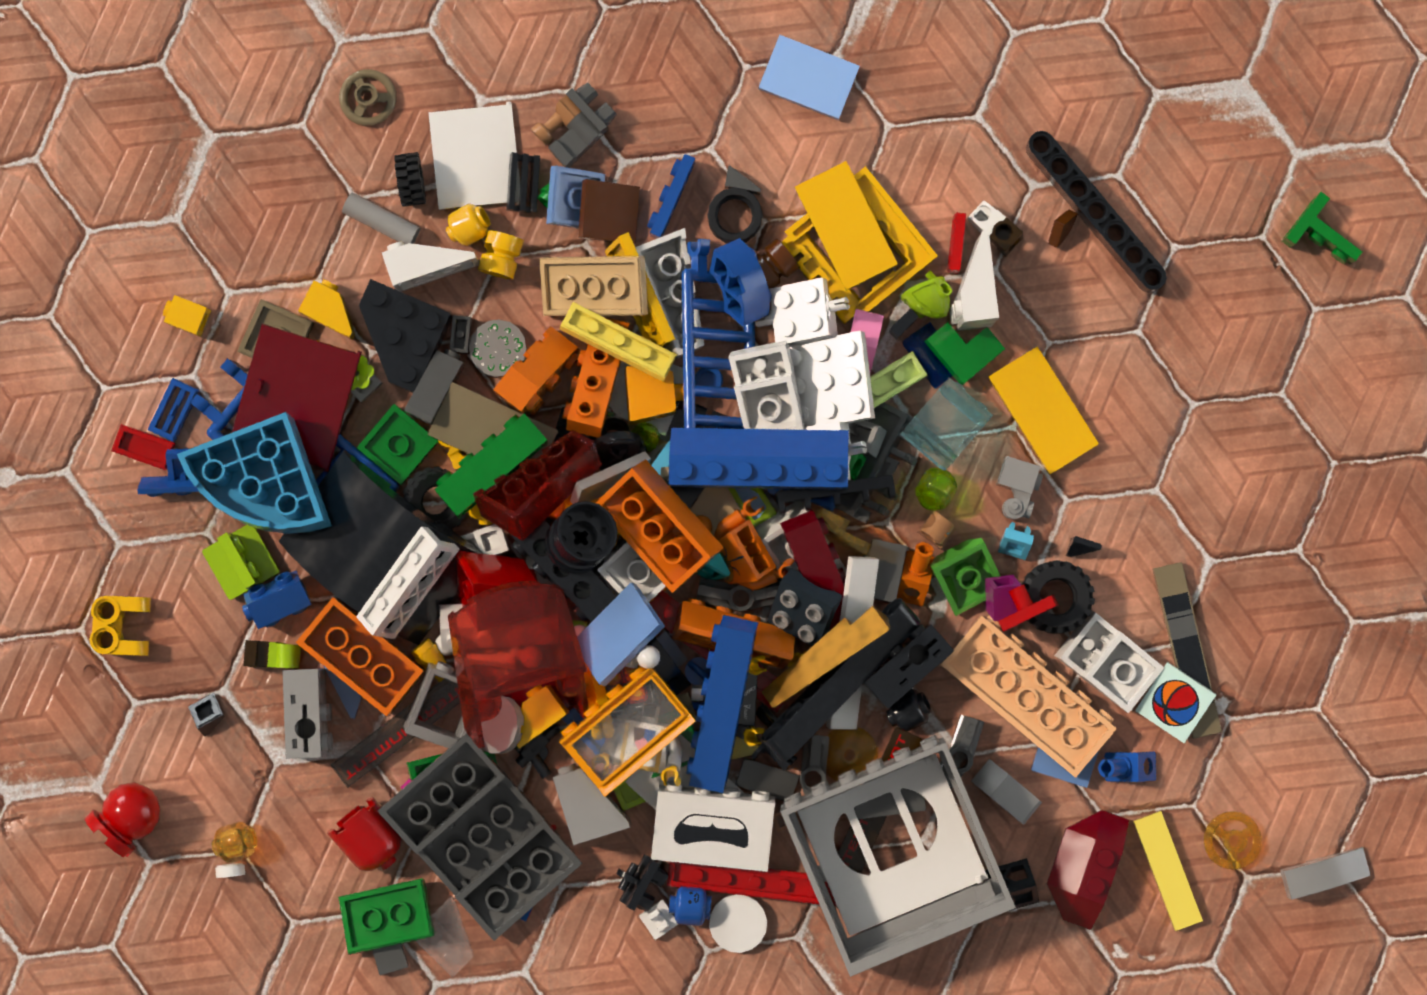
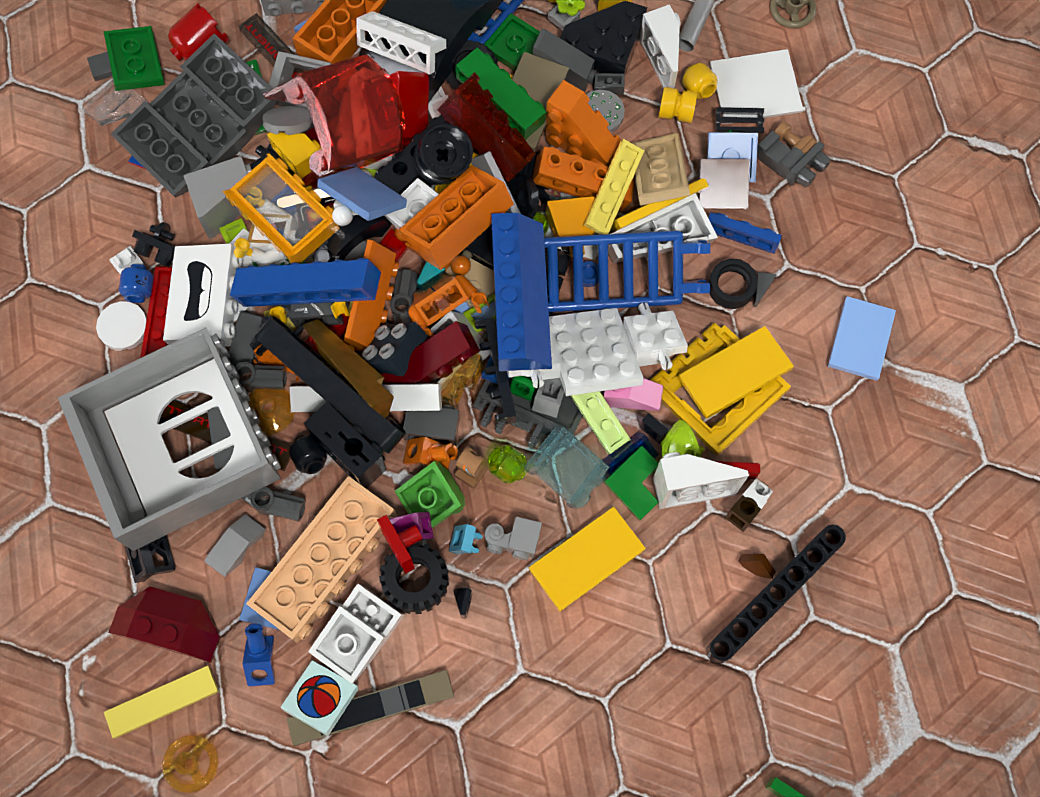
camera: 85 degrees right, 15 degrees down
(410, 179) = (731, 33): black tyre -> none
(741, 282) = (676, 281): blue brick -> none
(767, 387) = (585, 307): white slope -> none
(777, 263) = (693, 314): reddish brown wheel -> none

